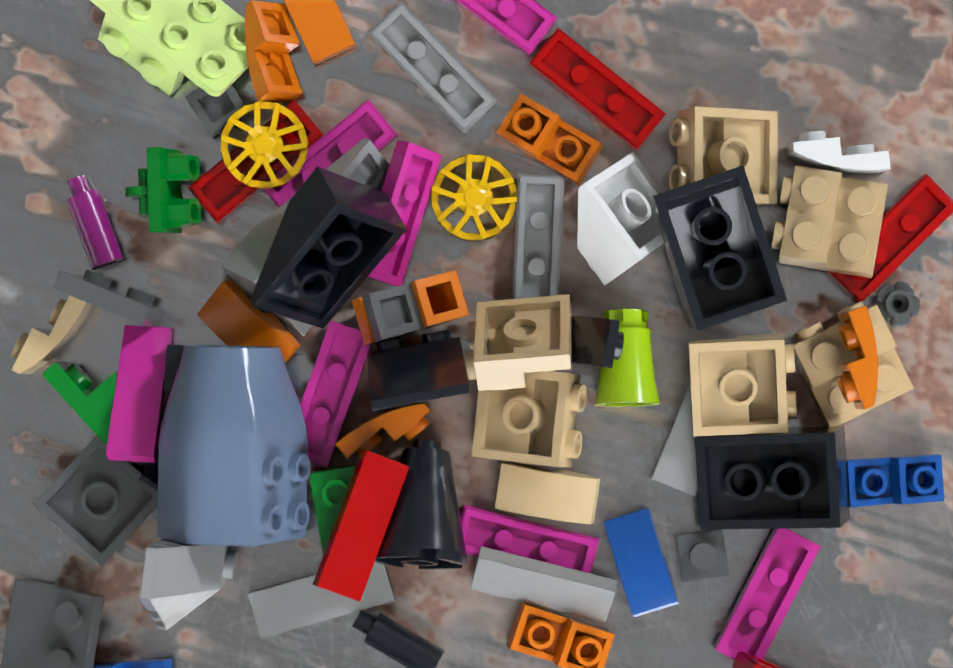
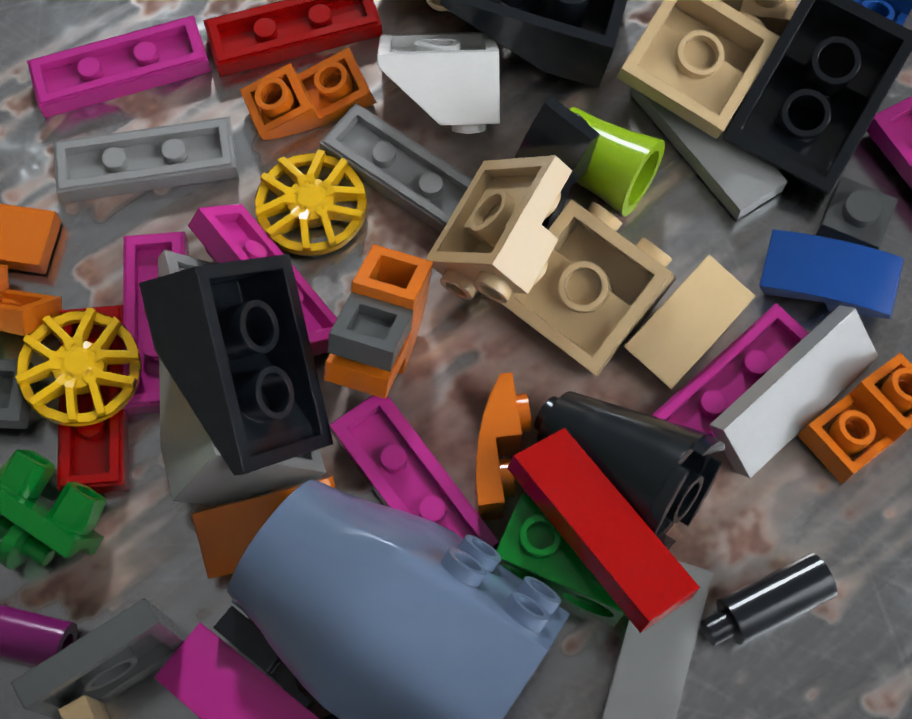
camera: 60 degrees left, 20 degrees down
(417, 371) = (463, 353): black slope -> none

